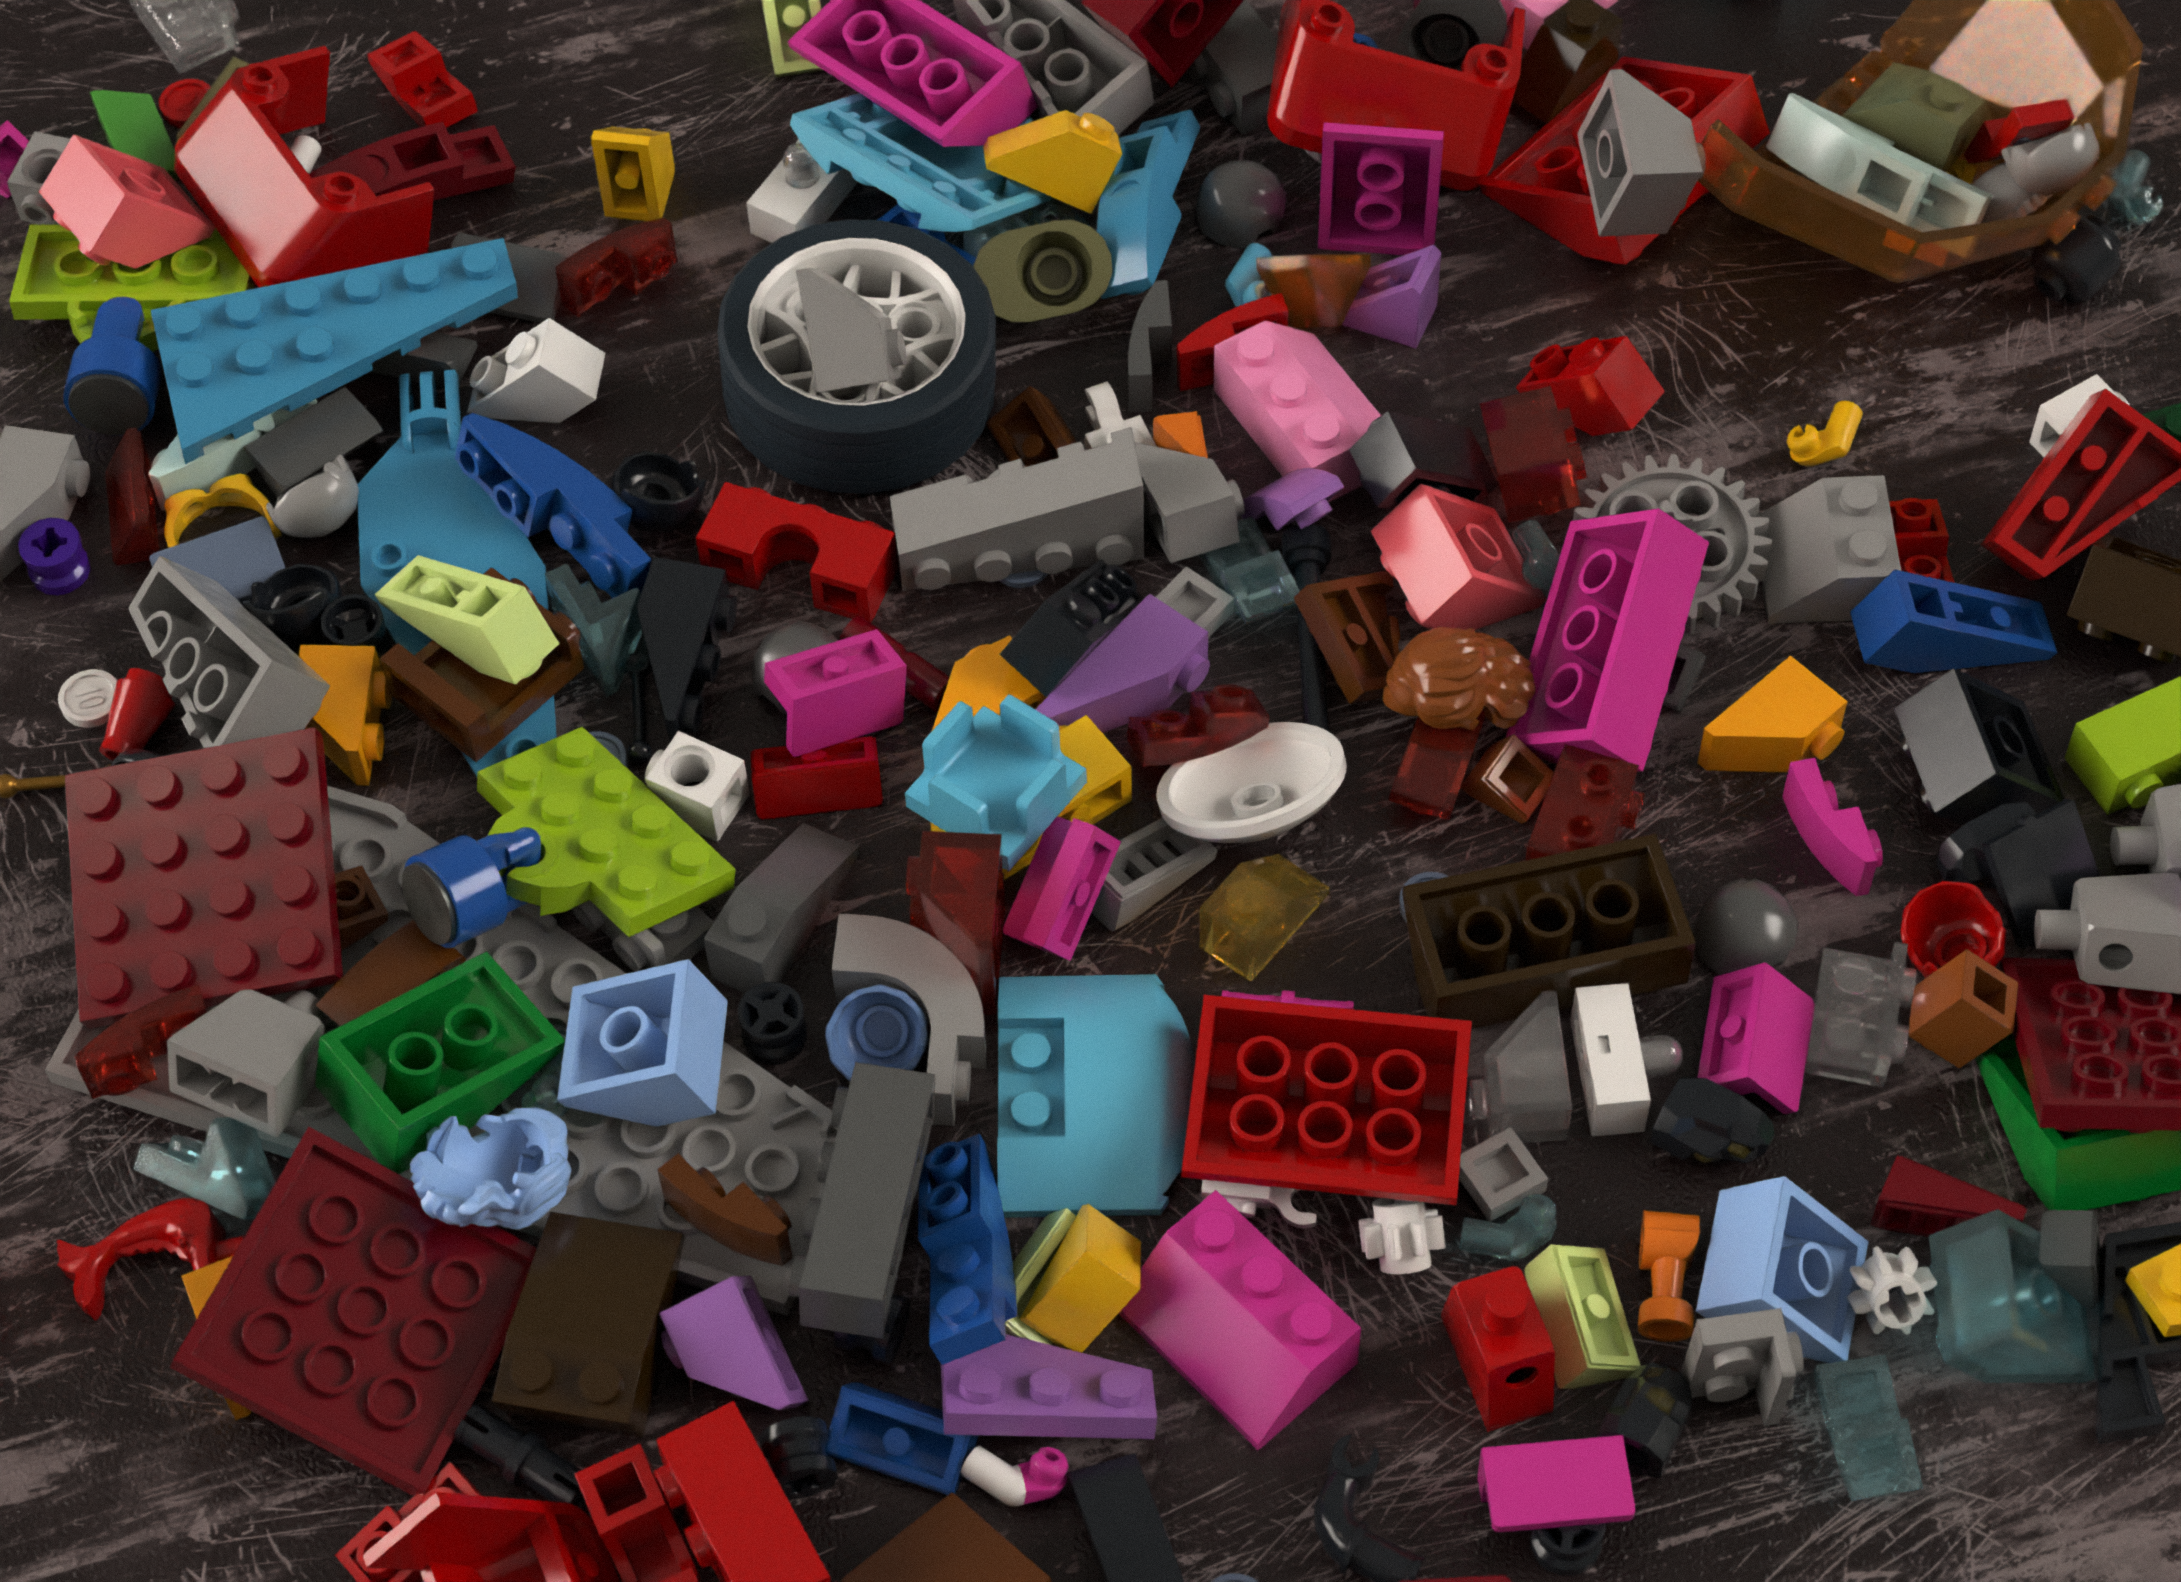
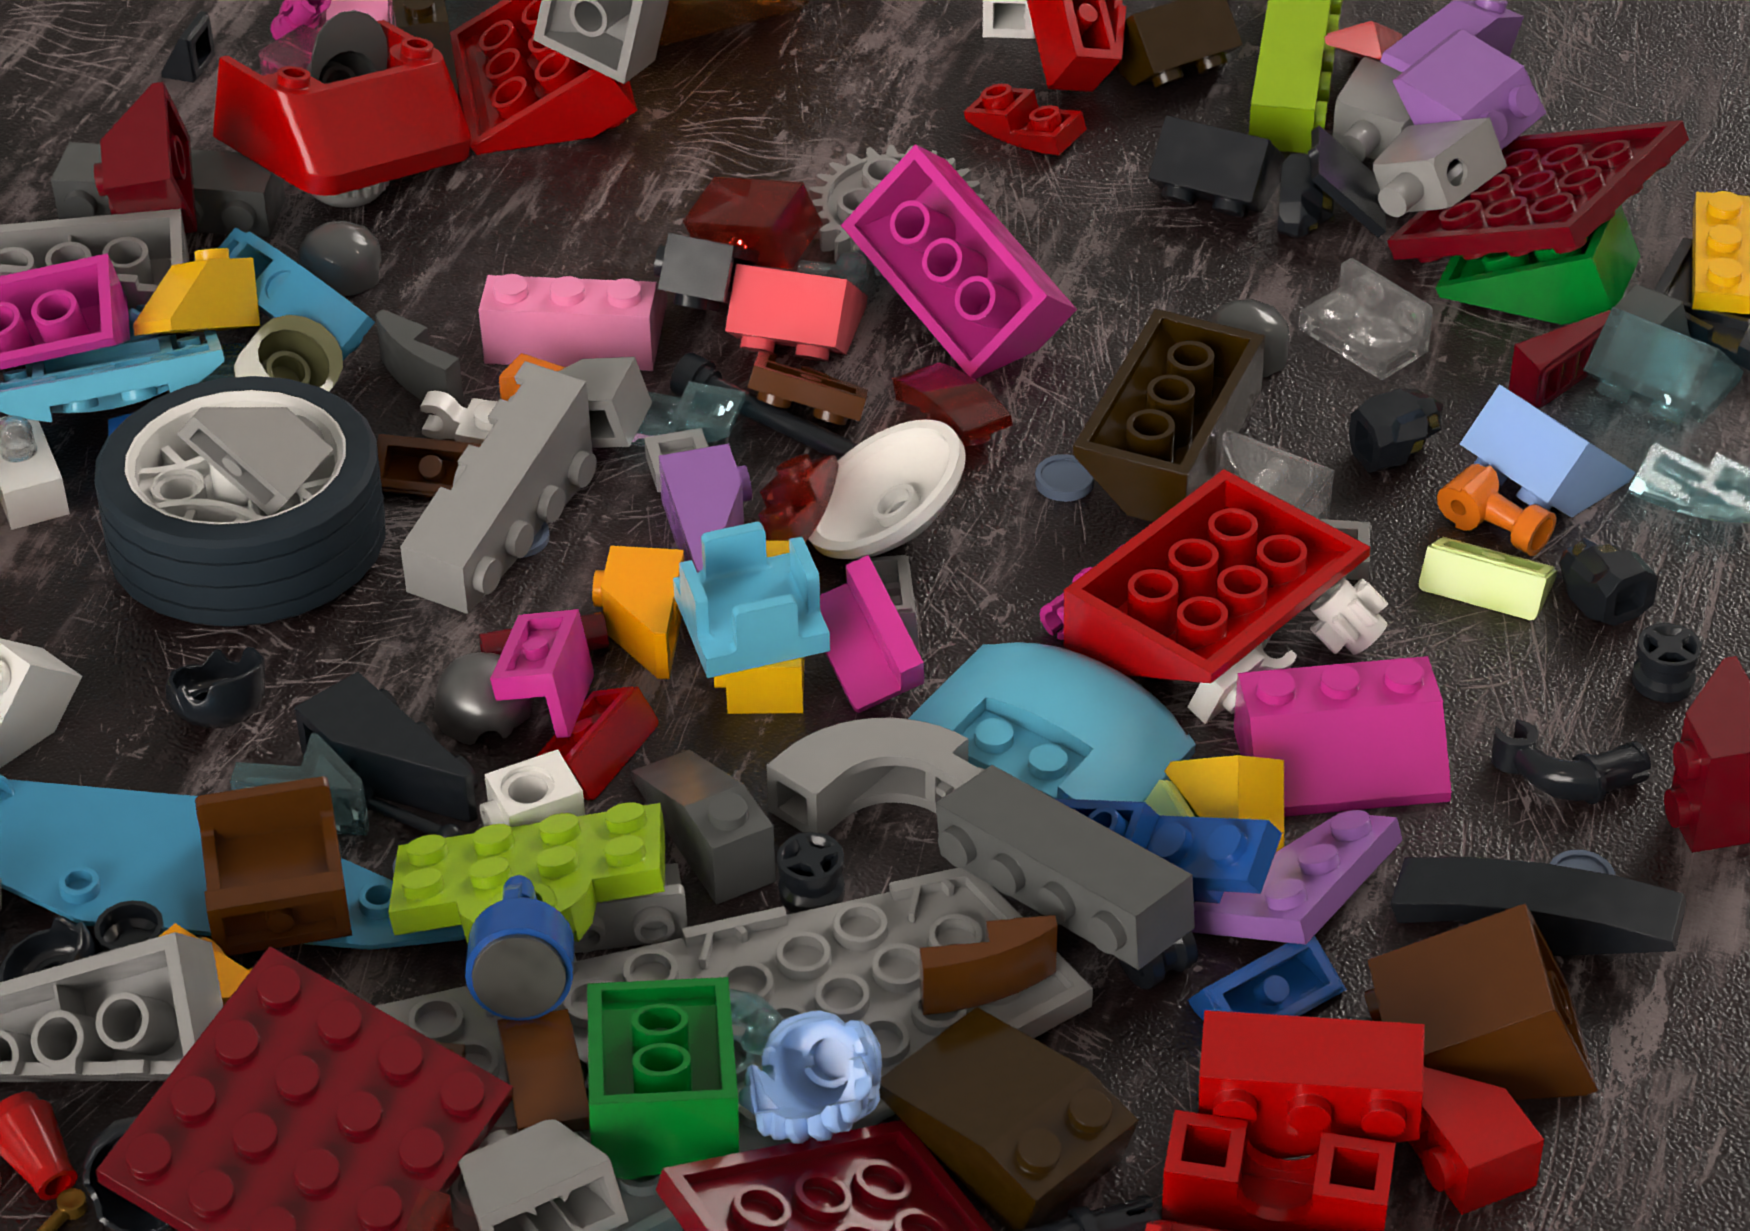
camera: 55 degrees left, 15 degrees down
(472, 616) = (230, 834): yellowish green slope -> none
(553, 492) = (154, 742): blue slope -> none
(645, 1046) = (784, 927): light blue slope -> none
(732, 1344) = (1112, 1027): medium lavender slope -> none
(755, 531) = (412, 614): red arch -> none
(877, 1028) = (892, 810): medium blue hair -> none
(962, 902) = (840, 674): clear red slope -> none
(1018, 1484) = (1372, 937): arm -> none
(1071, 625) = (647, 504): black slope -> none
(1196, 351) = (463, 316): red slope -> none
(1244, 280) = (412, 295): medium azure arm -> none
(1257, 912) = (995, 561): clear yellow slope -> none
(1294, 497) = (664, 338): medium lavender slope -> none
(1315, 286) = (473, 253): clear orange slope -> none
(1379, 188) = (440, 164): dark pink slope -> none
(1398, 297) = (527, 224): medium lavender slope -> none
(1454, 674) = (907, 349): dark orange hair -> none
(1499, 1333) = (1491, 605): red torso -> none
(1509, 779) = (1006, 381): dark orange slope -> none
(1516, 1236) = (1392, 565): clear light blue arm -> none
(1556, 1484) = (1630, 639): dark pink panel -> none
(1586, 803) = (1073, 356): clear red brick -> none
(1599, 382) = (720, 151): red slope -> none
(1617, 1060) = (1306, 434): white piece -> none
(1743, 1354) = (1625, 487): light grey bracket -> none
(1757, 1035) = (1329, 374): dark pink panel -> none
(1774, 723) = (1100, 236): light orange slope -> none
(1828, 444) = (887, 105): yellow arm -> none
(1828, 549) = (997, 136): light grey slope -> none
(1833, 835) = (1215, 261): dark pink slope -> none
(1902, 1306) = (1609, 410): white gear -> none
(1943, 625) = (1099, 132): blue slope -> none
(1949, 920) = (1355, 235): red hair -> none
(1963, 1009) = (1424, 261): dark orange brick -> none

